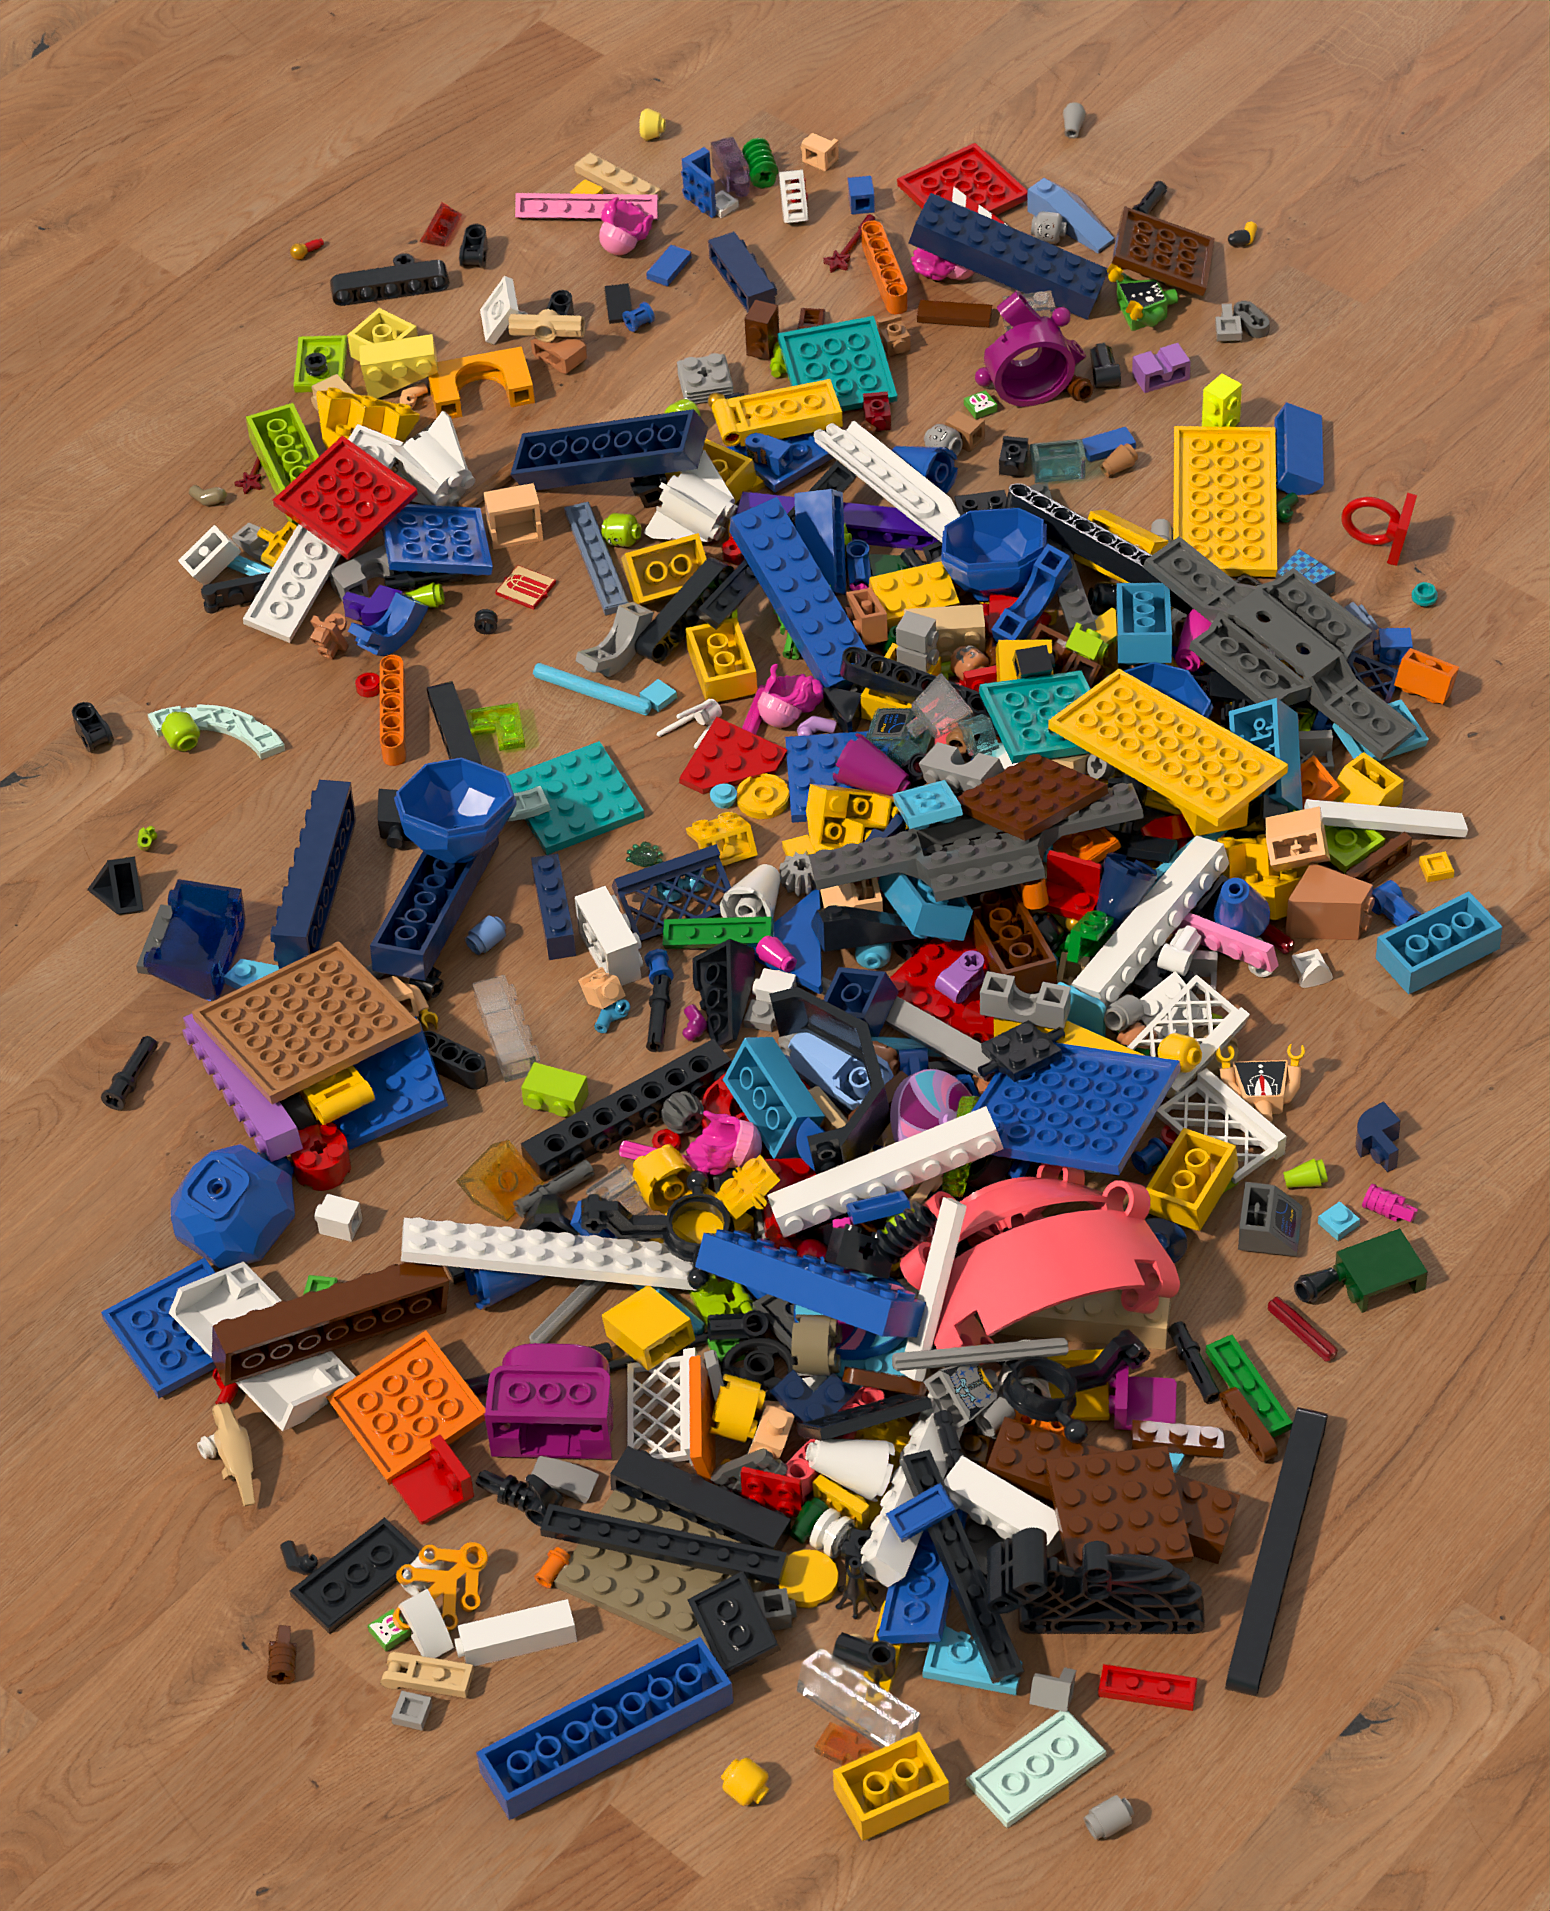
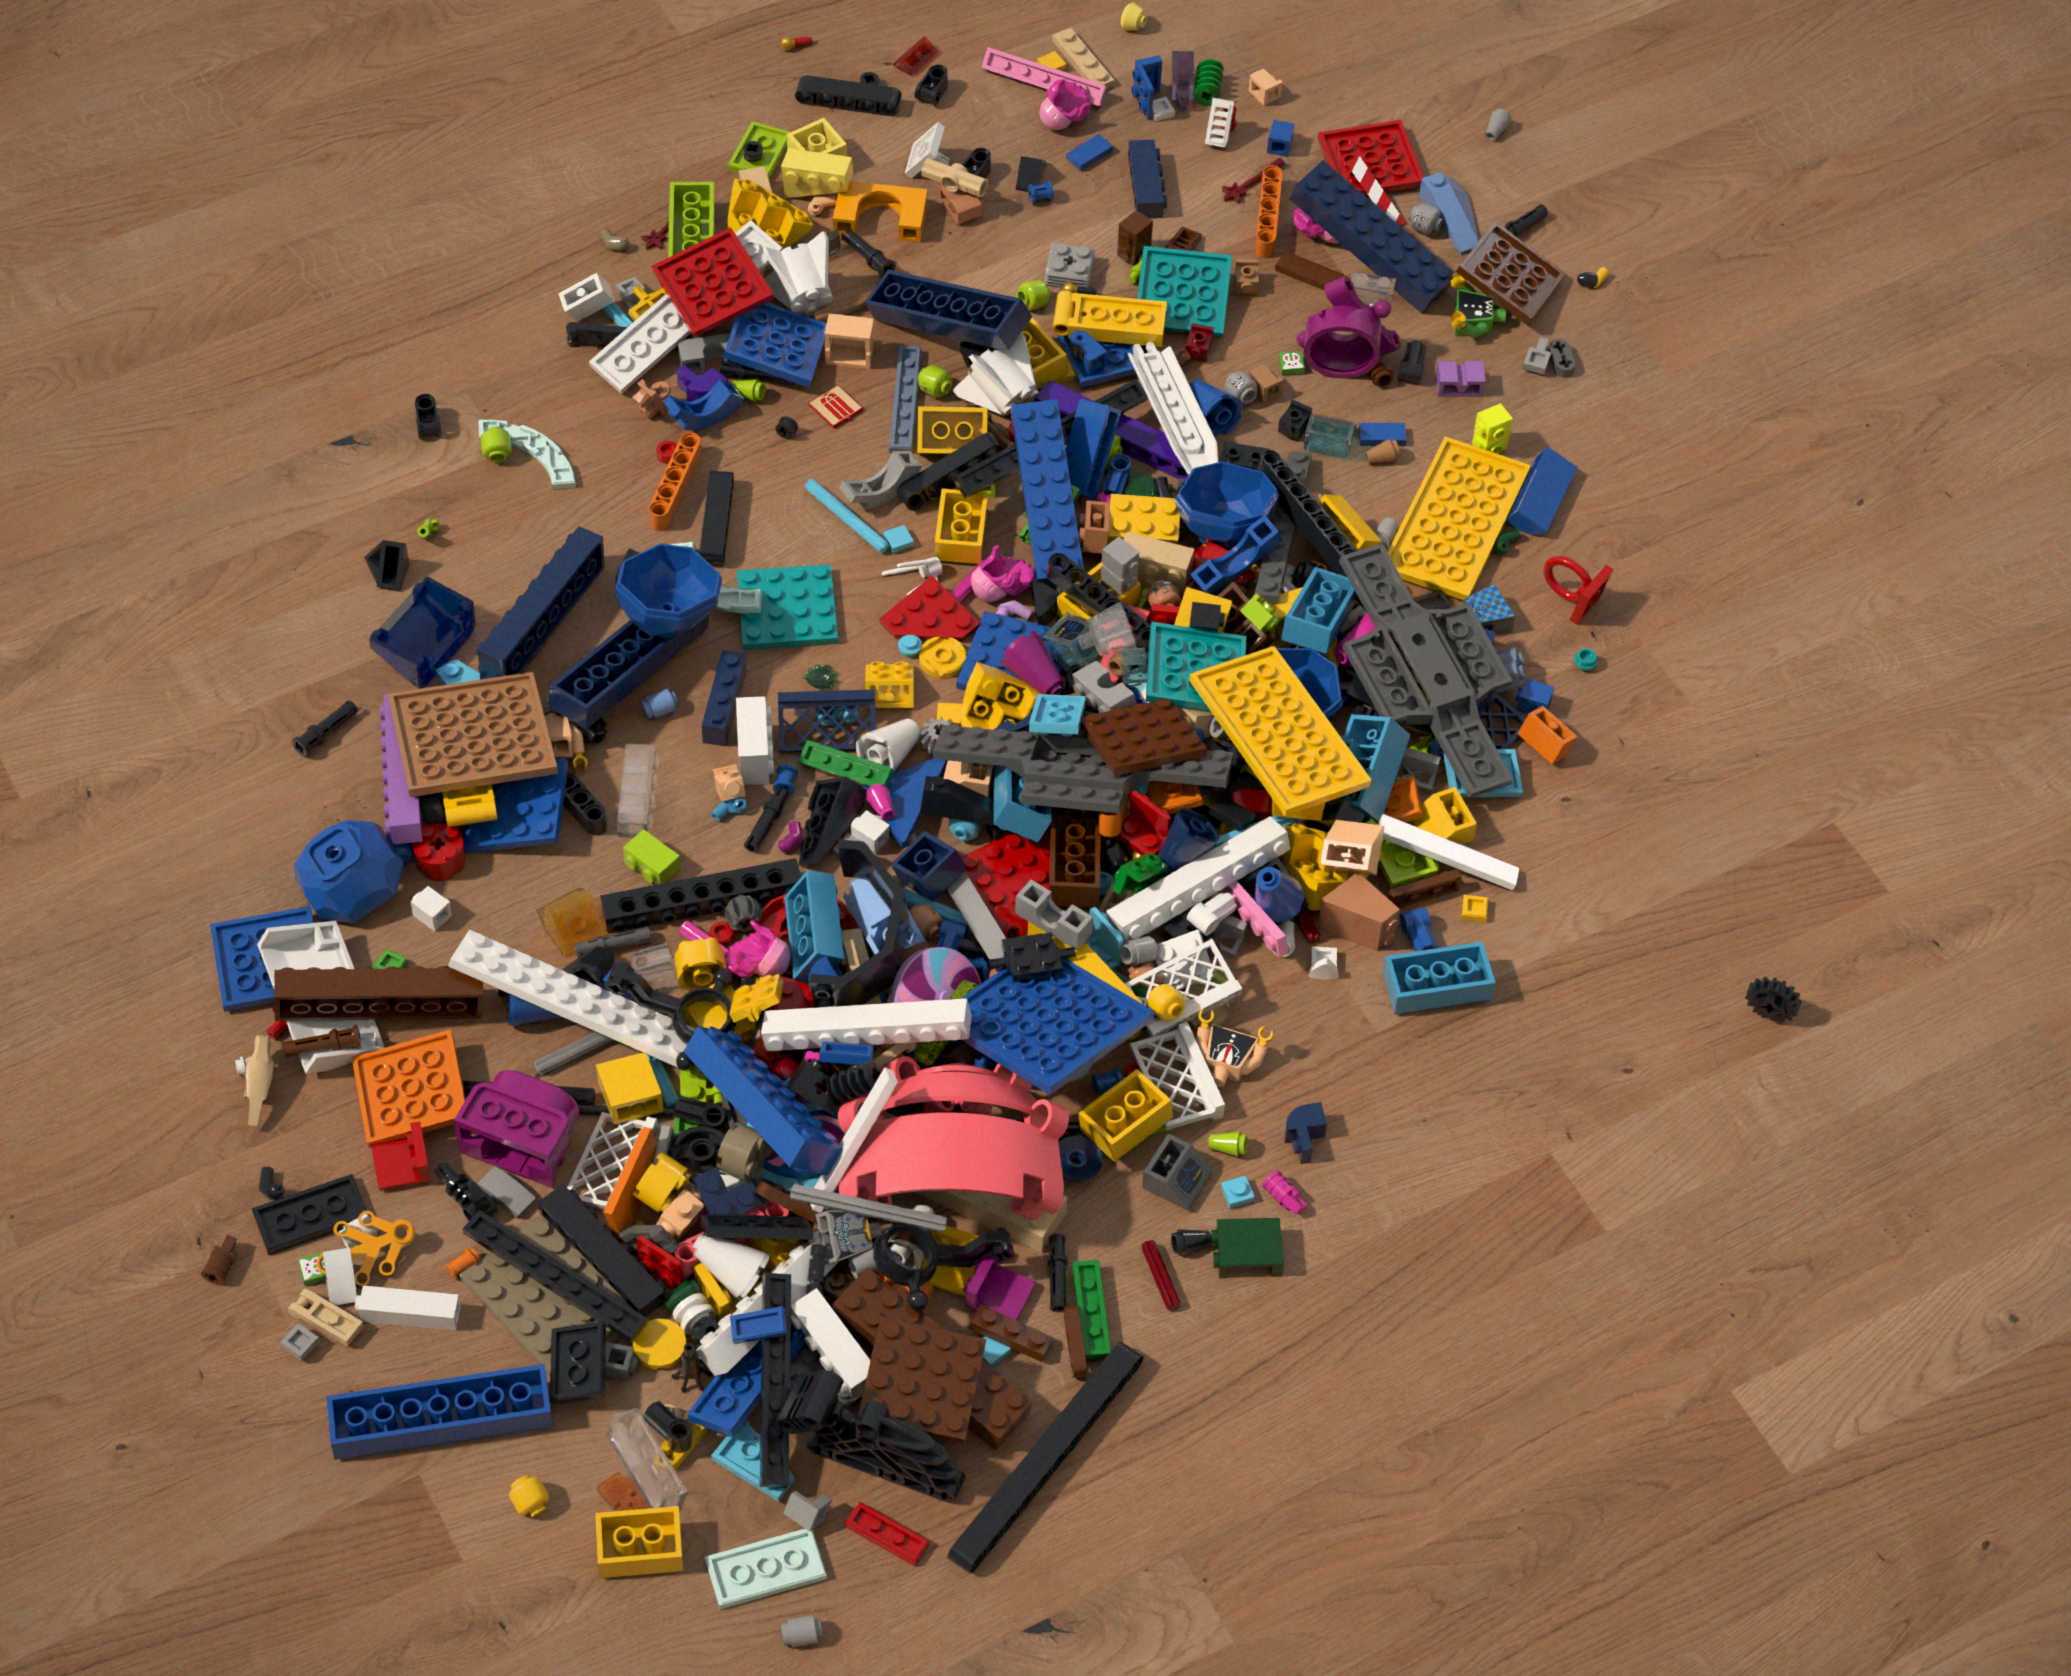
camera: 15 degrees right, 5 degrees up
(301, 1384) = (334, 1040): none -> reddish brown pin
(494, 430) = (874, 257): none -> black pin
(501, 719) = (759, 520): clear neon green plate -> none
(961, 977) = (1019, 873): medium lavender piece -> none

